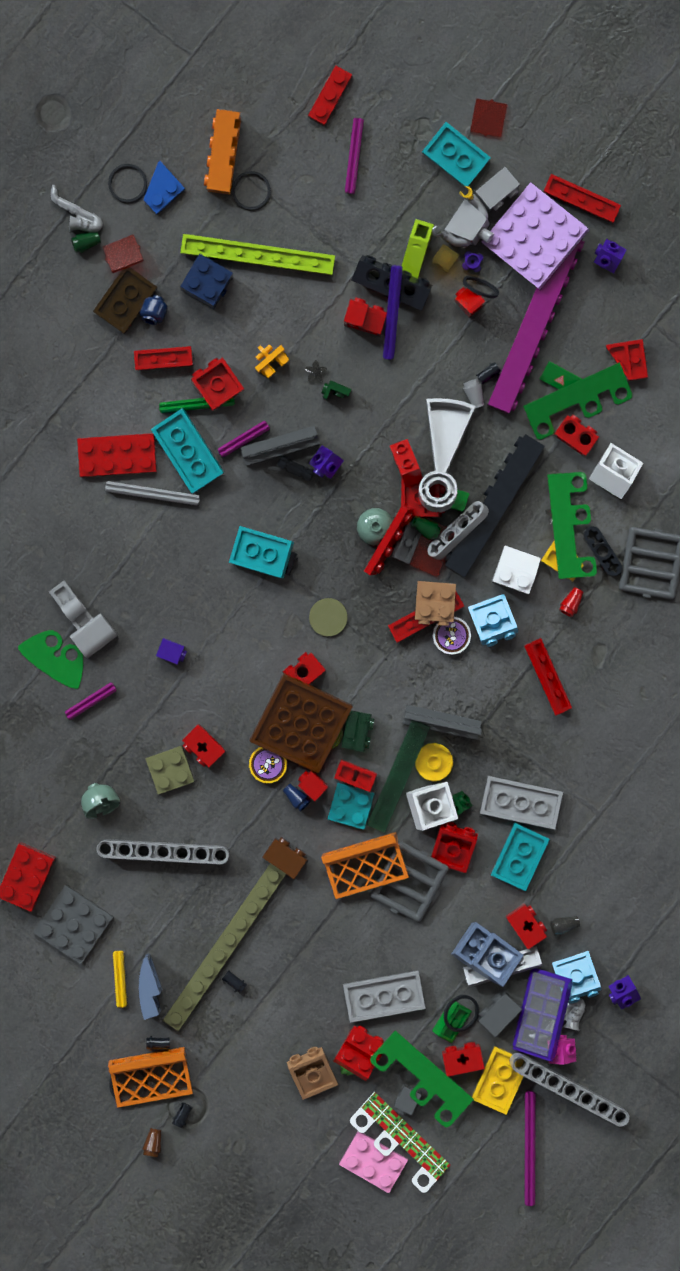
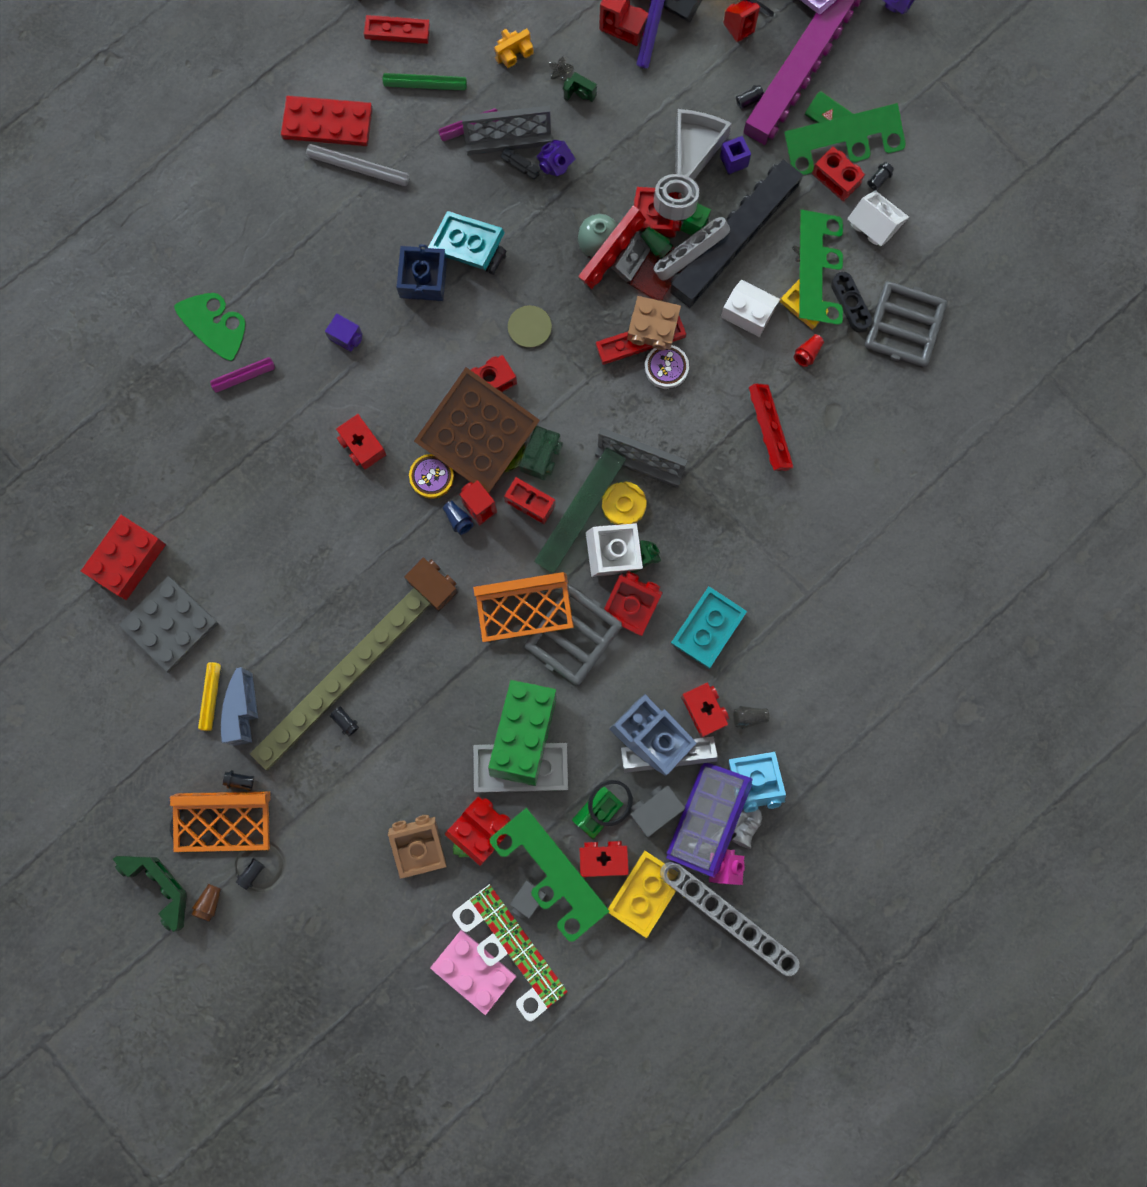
camera: 10 degrees right, 10 degrees down
(86, 1124) = (174, 913): none -> dark green slope
(91, 632) = (259, 299): light grey plate -> none
(99, 799) = (227, 484): sand green cylinder -> none
(154, 855) = (279, 551): light grey beam -> none
(169, 769) = (317, 465): olive plate -> none
(187, 450) = (404, 125): teal plate -> none
(216, 383) = (449, 58): red plate -> none
(228, 589) = (421, 273): none -> dark blue brick
(351, 805) = (519, 538): teal plate -> none
(382, 970) = (522, 732): none -> green brick
(406, 463) = (644, 168): red brick -> none
(474, 392) = (731, 112): light grey cone -> none
(483, 435) = (735, 155): none -> dark purple brick
(493, 620) = (717, 355): medium azure plate -> none
(521, 802) = (719, 564): light grey plate -> none
(530, 1112) = (669, 987): magenta axle -> none
(613, 430) = (884, 171): none -> black pin
(624, 992) = (812, 809): dark purple brick -> none
(631, 357) = (911, 104): red wing -> none

